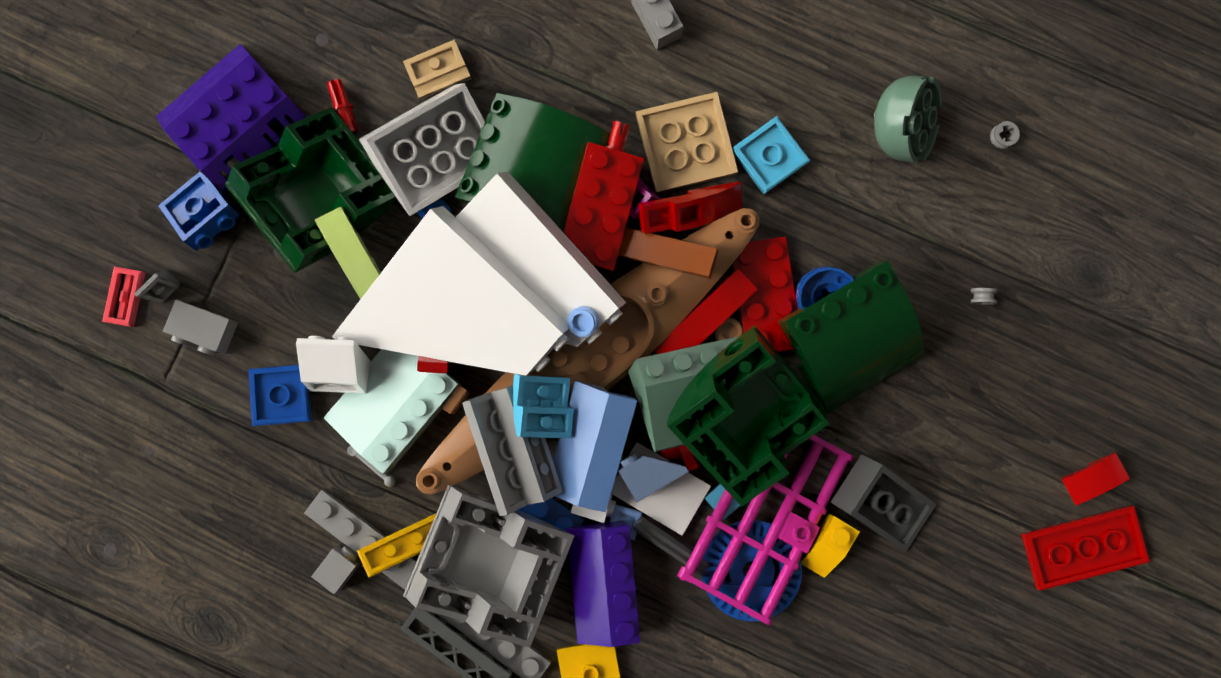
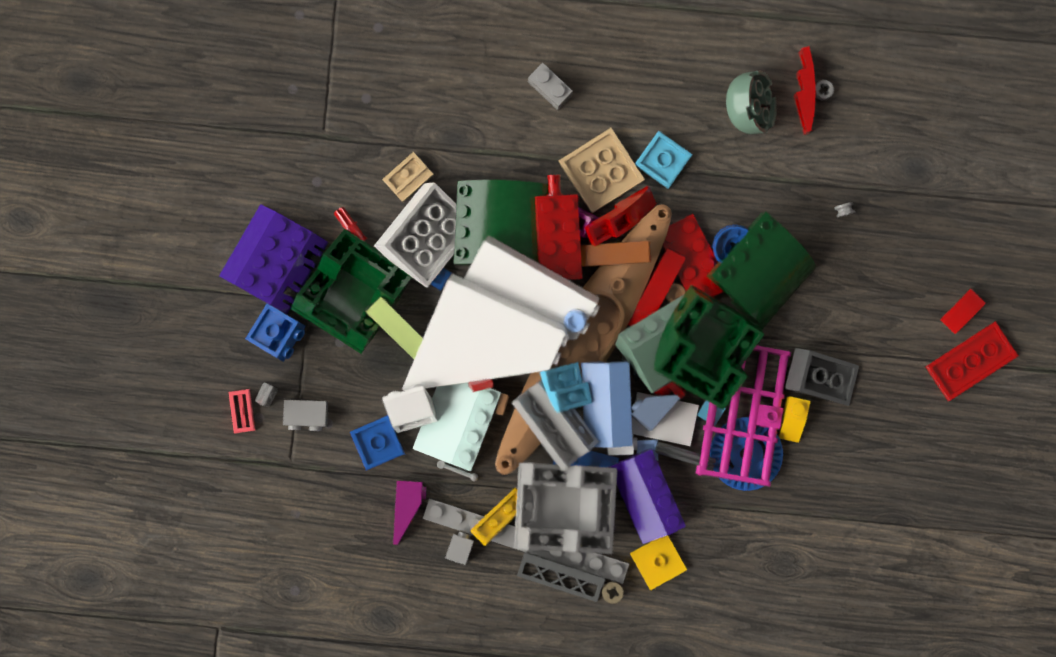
camera: 20 degrees left, 0 degrees up
(291, 484) = (408, 500): none -> magenta slope
(981, 134) = (806, 97): none -> red slope

